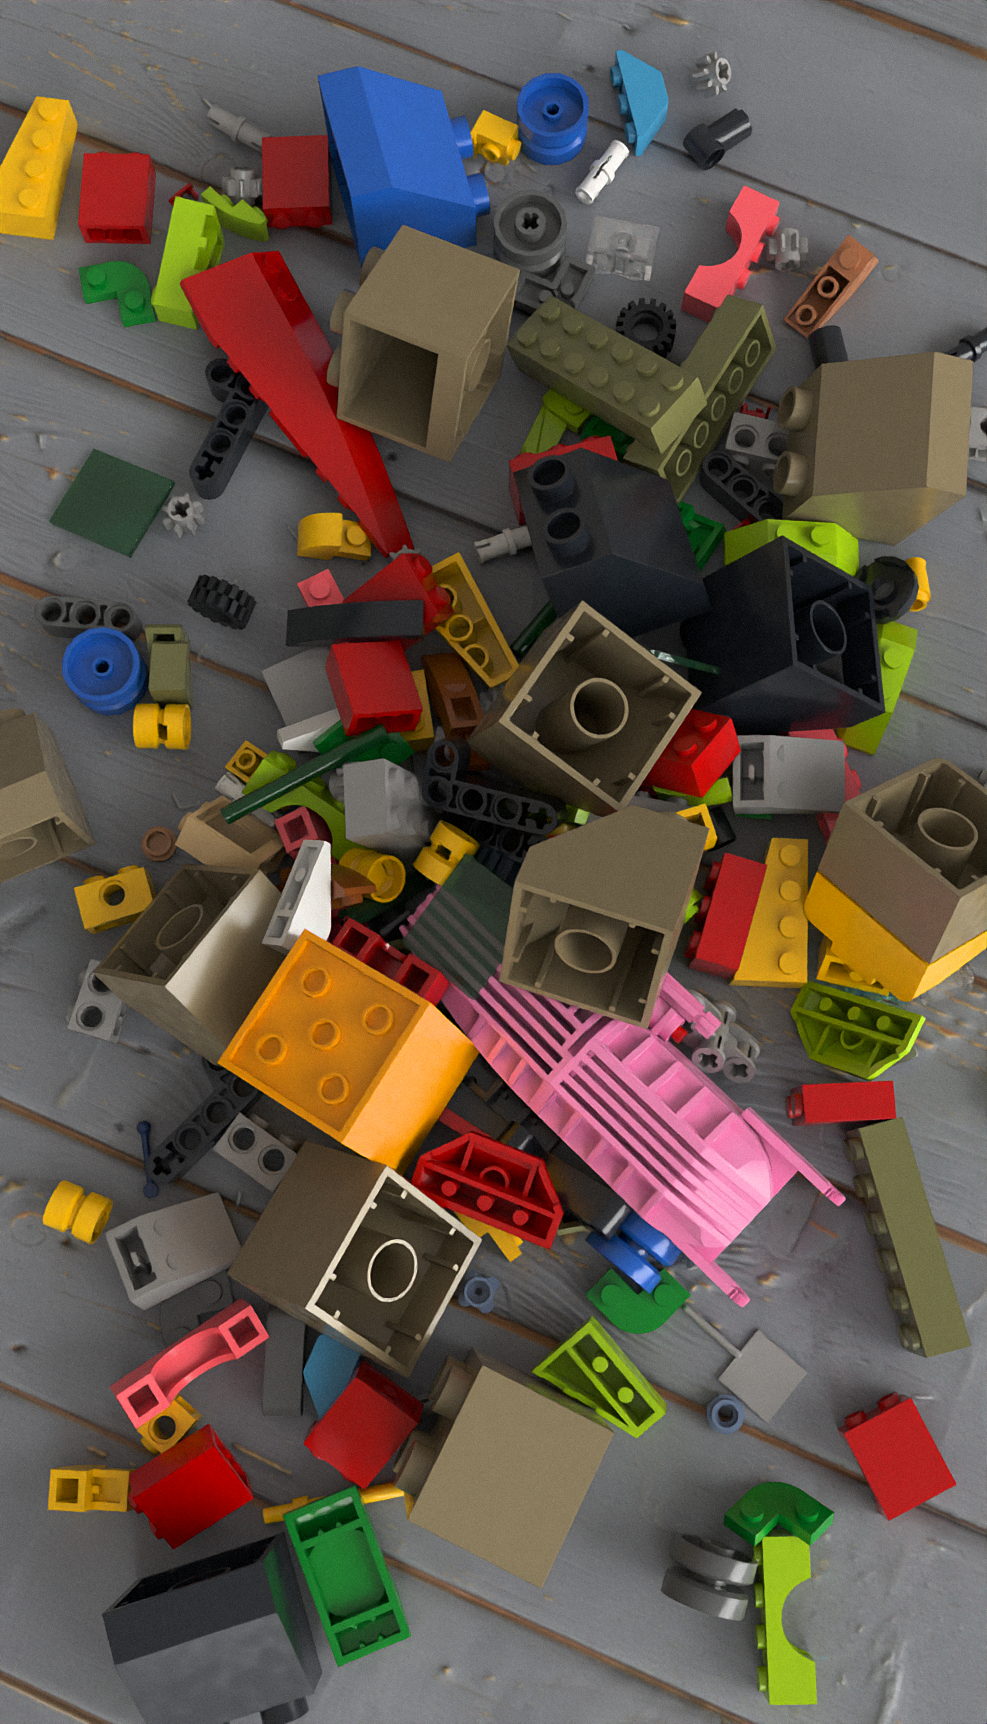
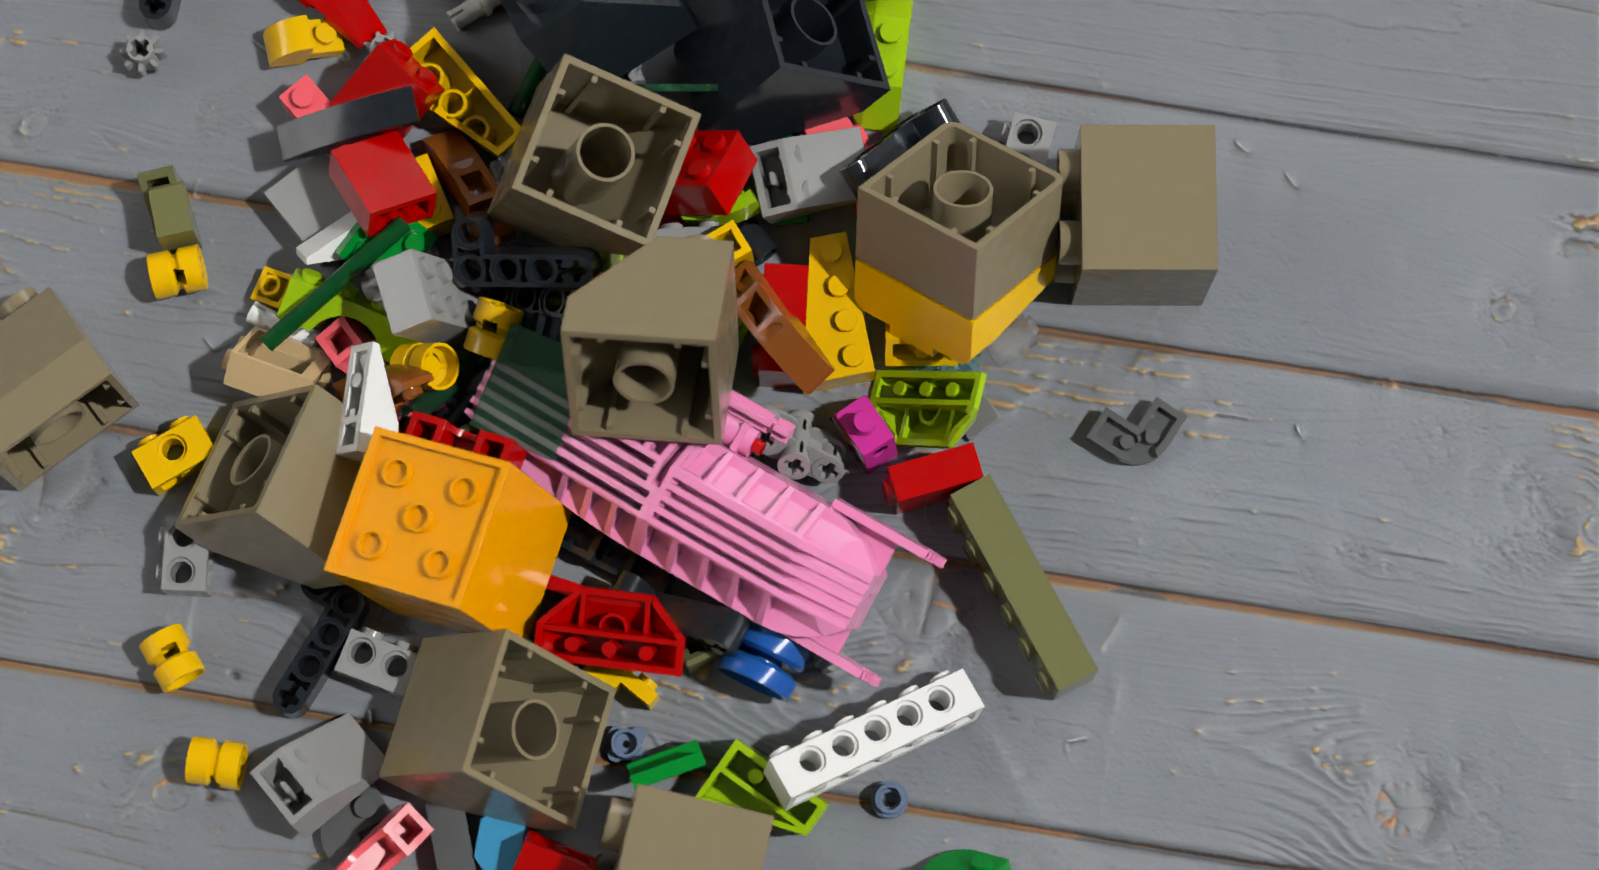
camera: 15 degrees left, 0 degrees up
(66, 1109) = (177, 669): none -> yellow wheel
(76, 609) = (58, 174): dark grey beam -> none
(105, 671) = (97, 211): blue wheel -> none
(112, 502) = (66, 57): clear green piece -> none
(150, 1189) = (281, 727): dark blue hinge -> none
(159, 844) = (203, 390): medium nougat plate -> none
(221, 602) = (206, 133): black tyre -> none
(513, 1329) = (666, 764): none -> green slope
(640, 1311) = (785, 725): green plate -> none
(728, 926) = (778, 330): none -> dark orange slope
(759, 1372) = (920, 768): light grey piece -> none
(782, 1039) = (865, 434): none -> dark pink torso
(816, 1337) = (797, 785): none -> white brick
(877, 767) = (896, 143): none -> black beam
(896, 1455) = (1058, 794): red panel -> none

